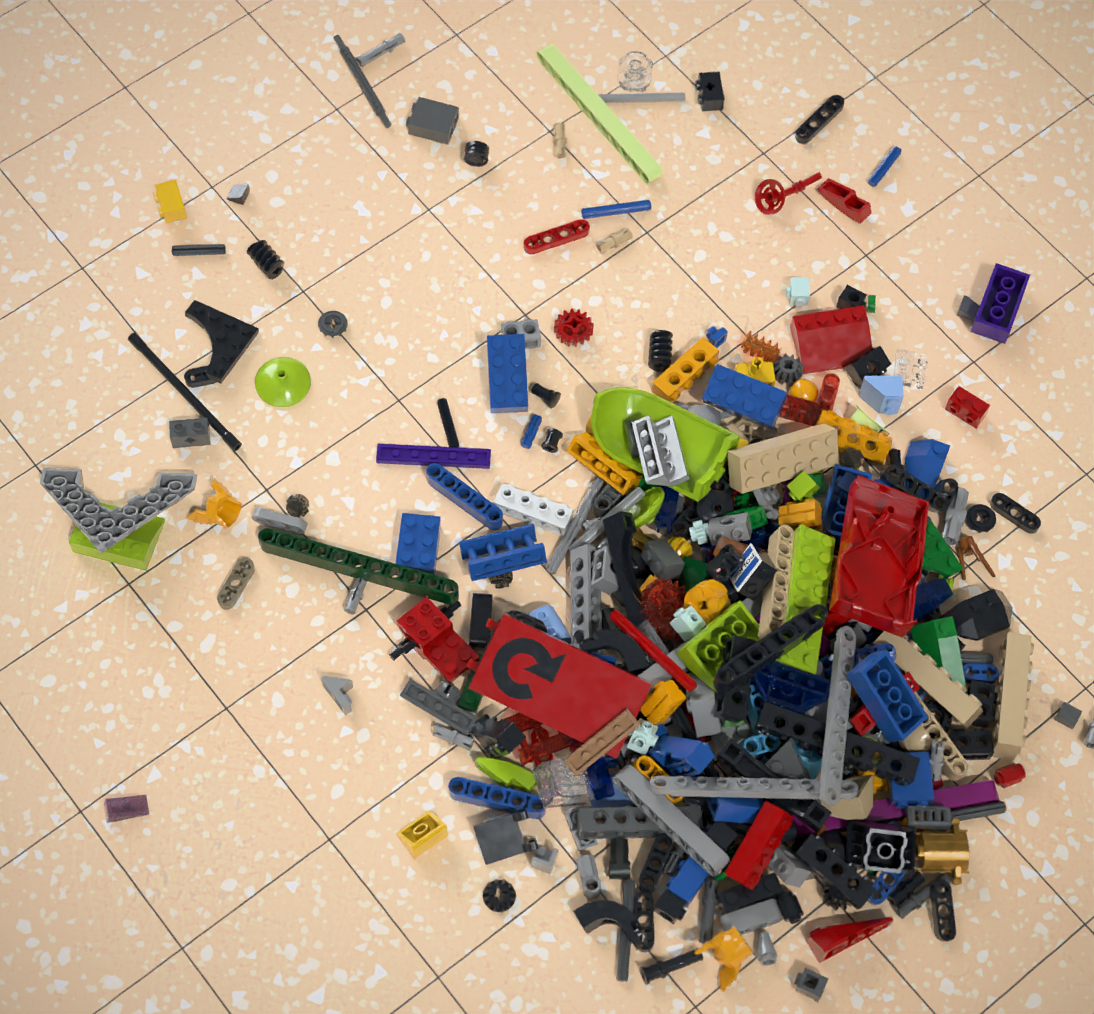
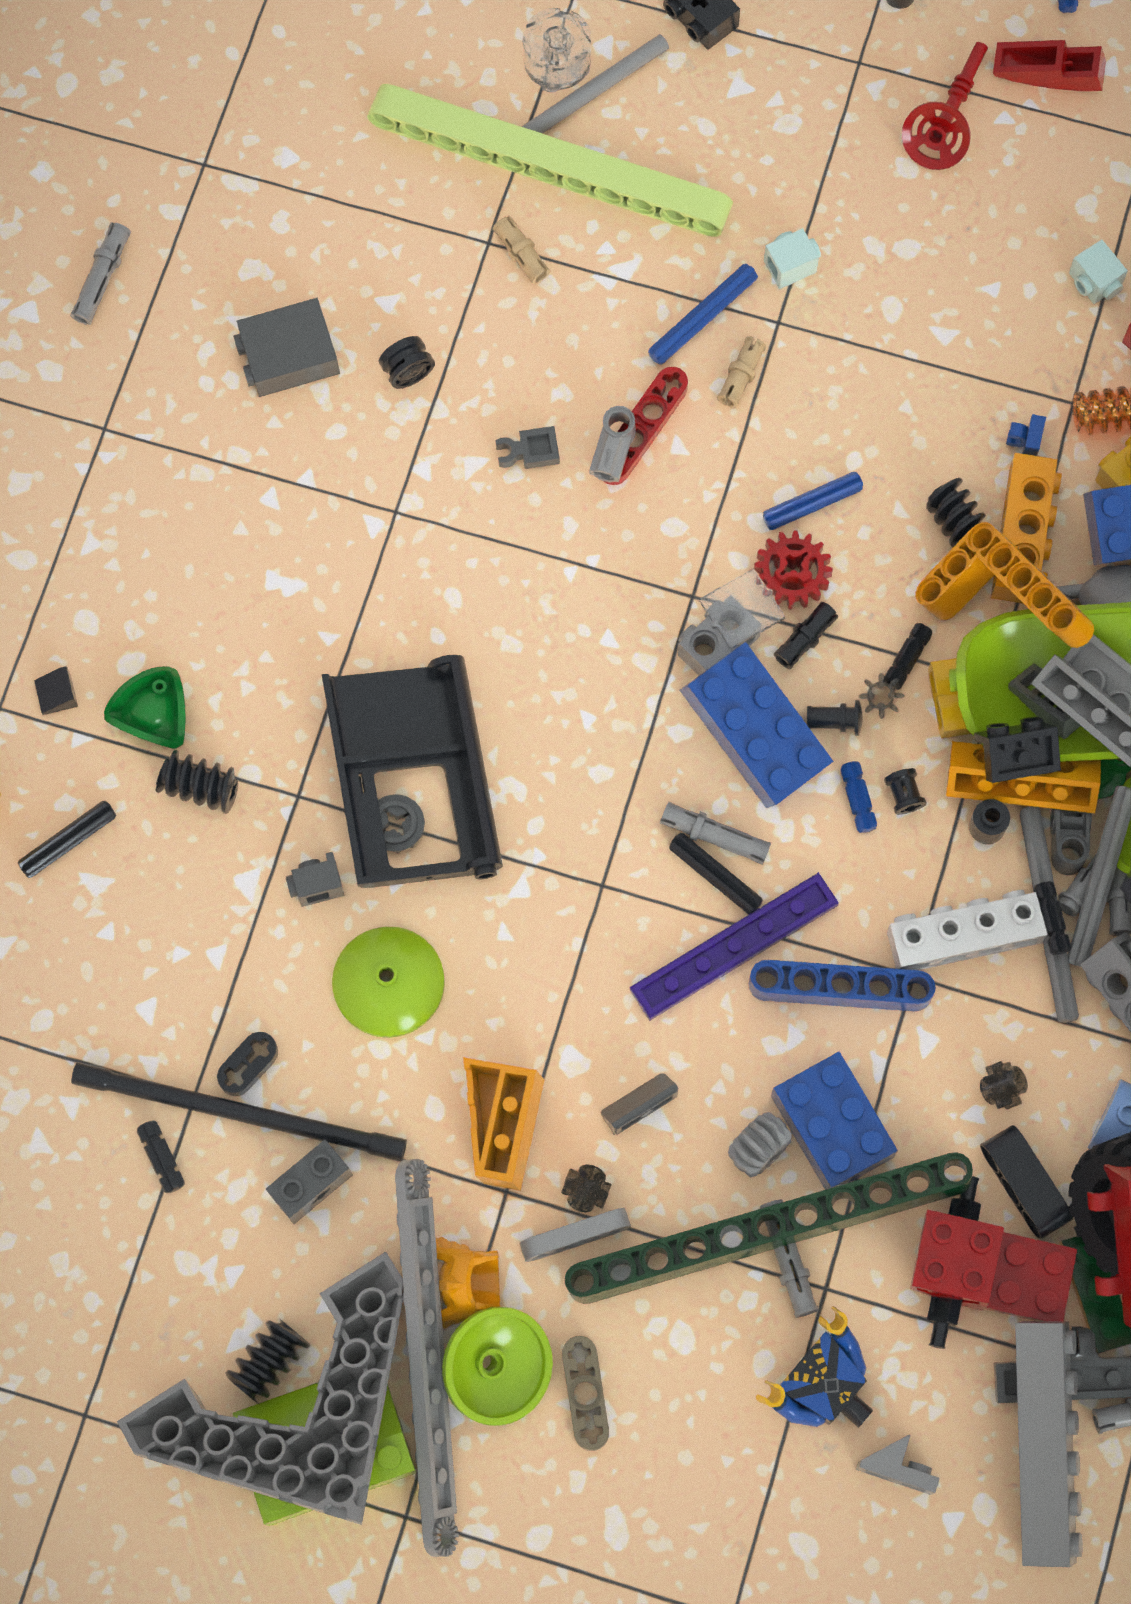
camera: 30 degrees left, 10 degrees up
(120, 487) = (267, 1359): none -> black piece
(140, 388) = (160, 1156): none -> black axle
(180, 522) = (426, 1356): none -> light grey plate
(221, 550) = (517, 1369): none -> lime dish
(227, 336) = (238, 963): black plate -> none
(270, 220) = (150, 707): none -> green hat
(283, 325) = (315, 881): none -> dark grey brick
(284, 458) = (503, 1119): none -> light orange wedge
(335, 639) = (824, 1380): none -> torso
(346, 491) = (639, 1103): none -> dark grey slope
(362, 81) = (111, 350): dark grey axle -> none
(363, 287) = (411, 723): none -> black piece
(380, 533) = (759, 1144): none -> light grey gear
(404, 719) = (1046, 1444): none -> light grey brick
(463, 412) = (709, 830): none -> light grey pin
(503, 218) = (536, 448): none -> dark grey plate
(503, 562) = (1005, 1065): blue fence -> none
(535, 233) = (612, 445): none -> light grey piece
(538, 326) = (742, 608): none -> clear piece
(559, 356) = (806, 635): none -> black pin
(573, 524) = (1053, 918): none -> black axle
(576, 397) = (892, 695): none -> clear smoke gear
(576, 472) = (984, 830): none -> black brick
(592, 391) = (908, 654): none -> black axle
(604, 307) = (812, 500): none -> blue axle
(605, 445) = (1019, 749): none -> black bracket
(658, 371) = (989, 553): none -> light orange beam
(671, 209) = (791, 257): none -> light aqua brick

